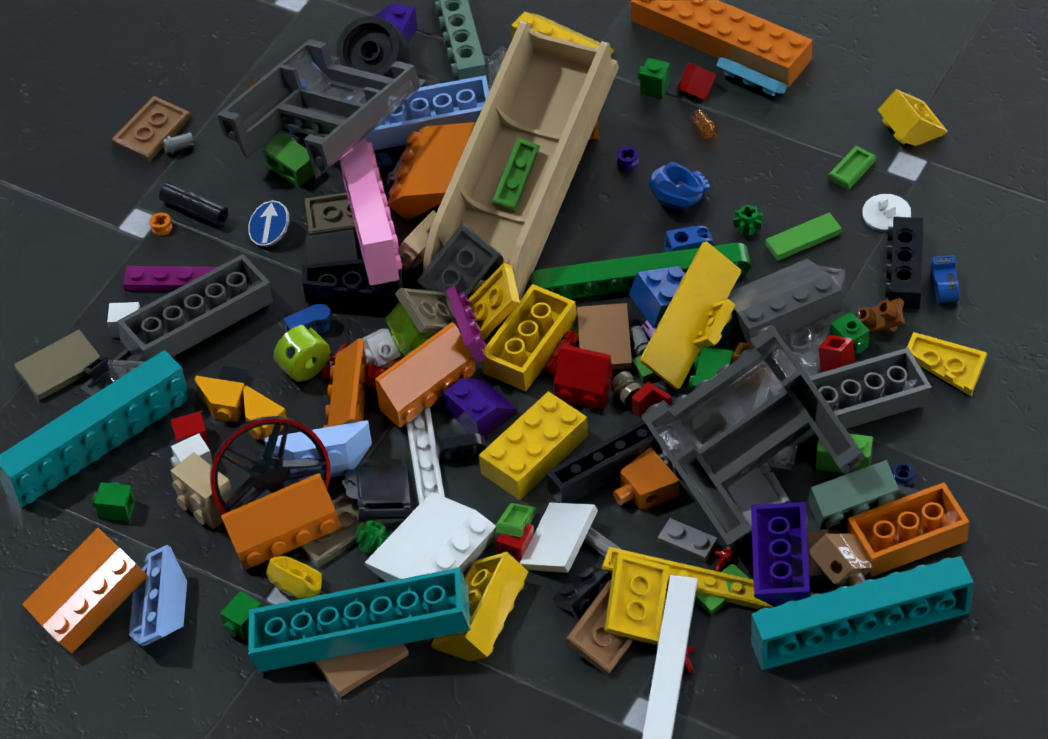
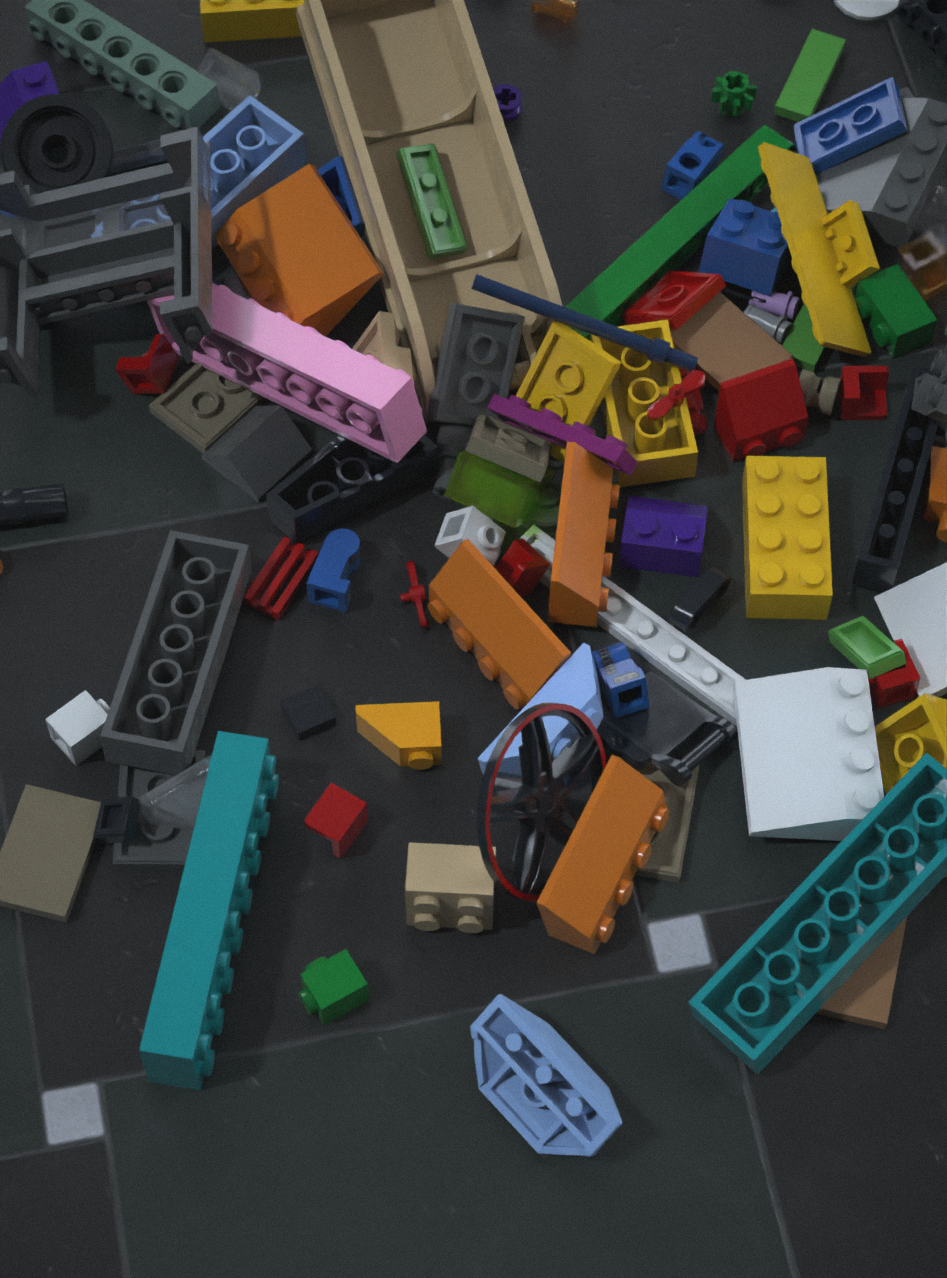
camera: 45 degrees left, 10 degrees up
(84, 590) = (428, 1137): orange slope -> none
(161, 277) = (78, 628): magenta plate -> none
(186, 447) = (372, 851): white brick -> none
(221, 397) = (327, 746): light orange slope -> none
(236, 615) = (665, 1016): green brick -> none
(269, 223) = (142, 468): blue piece -> none
(281, 310) = (296, 552): none -> red tile
(288, 160) = (79, 365): bright green brick -> none
(294, 577) = (681, 917): yellow piece -> none
(307, 346) = (372, 627): lime piece -> none
(323, 183) = (152, 370): none -> red panel
(371, 536) = (719, 793): green gear -> none
(383, 453) = (620, 674): none -> blue leg
(538, 338) = (691, 383): none -> red piece
(549, 310) = (656, 349): none -> dark blue bar
(600, 298) = (674, 298): none -> red tile
(672, 195) = (615, 101): blue helmet -> none
(781, 268) = (851, 126): none -> blue tile

